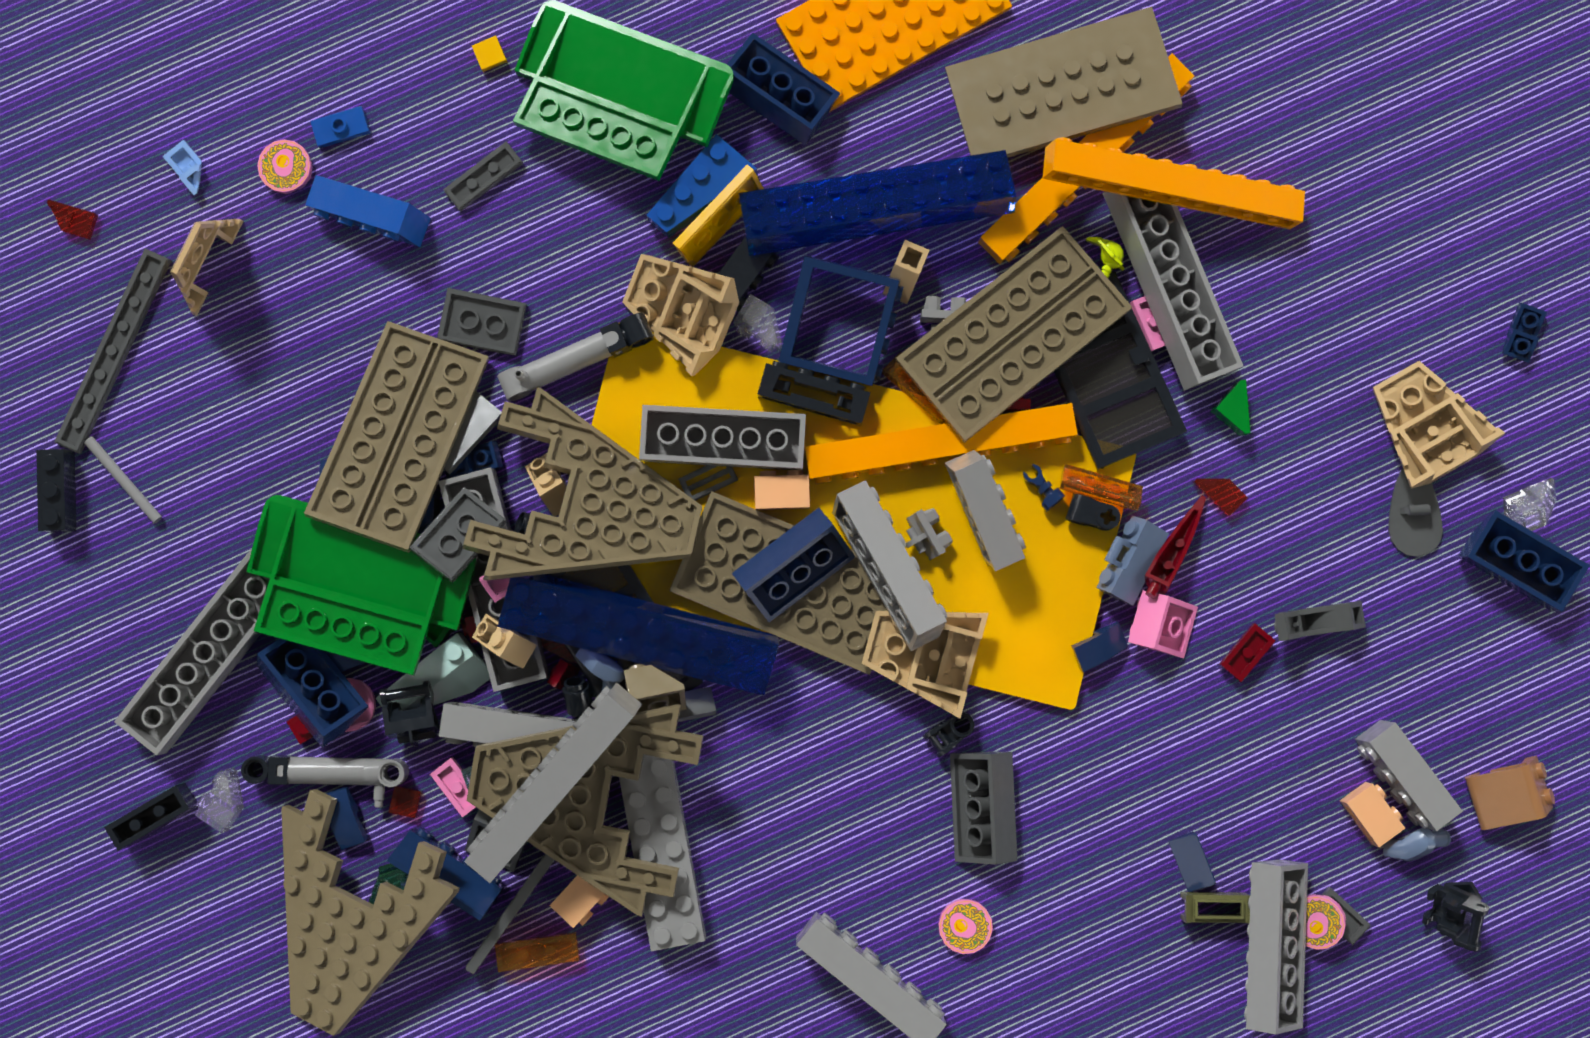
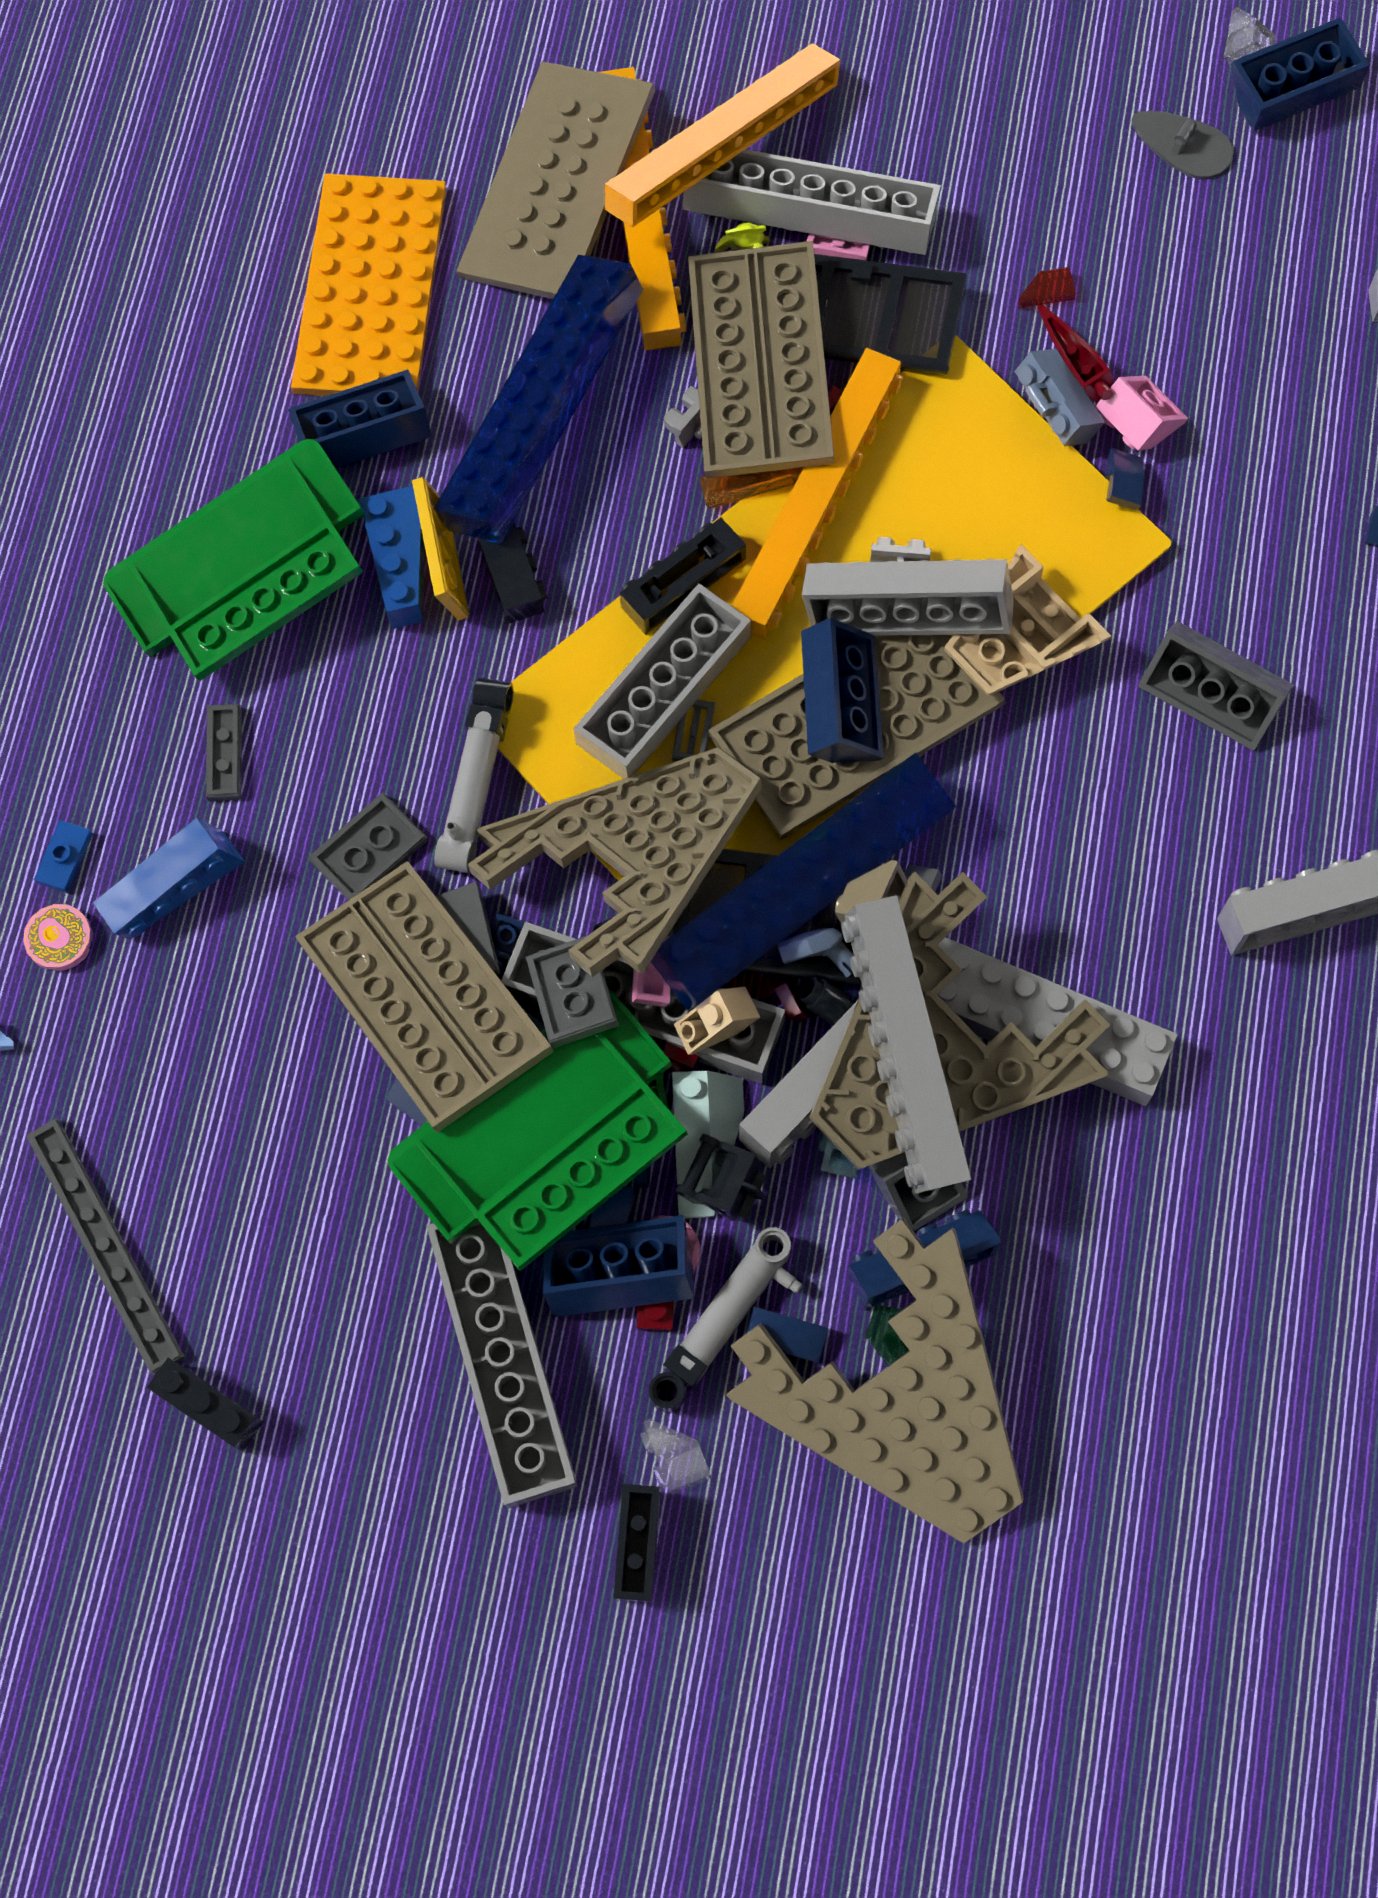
camera: 50 degrees left, 15 degrees down
(123, 480) = (247, 1328): light grey bar -> none
(194, 253) = (68, 1051): tan wedge -> none
(405, 801) = (813, 1260): clear red tile -> none
(452, 784) = (835, 1192): bright pink plate -> none
(489, 53) = (109, 666): yellow tile -> none
(509, 914) = (1009, 1218): dark grey tile -> none
(537, 952) = (1073, 1226): clear orange plate -> none
(548, 484) = (581, 885): tan slope -> none
(577, 900) = (1043, 1138): light nougat brick -> none
(683, 307) = (502, 634): tan wedge -> none
(759, 321) = (575, 583): clear slope -> none
(782, 491) = (758, 664): light nougat brick -> none
(881, 343) = (588, 536): dark blue window -> none
(908, 268) = (625, 420): tan slope -> none
(948, 734) = (1117, 672): black piece -> none
(965, 926) = (1329, 781): tile -> none
(985, 510) = (916, 480): light grey brick -> none
(1052, 496) = (931, 429): dark blue piece -> none
(1087, 512) = (987, 400): black piece -> none
(1101, 487) = (967, 379): clear orange plate -> none
(1234, 409) = (975, 226): green slope -> none
(1247, 652) = (1222, 357): dark red plate -> none
(1319, 620) = (1235, 273): dark grey arch -> none
(1431, 424) = (1111, 74): tan wedge -> none

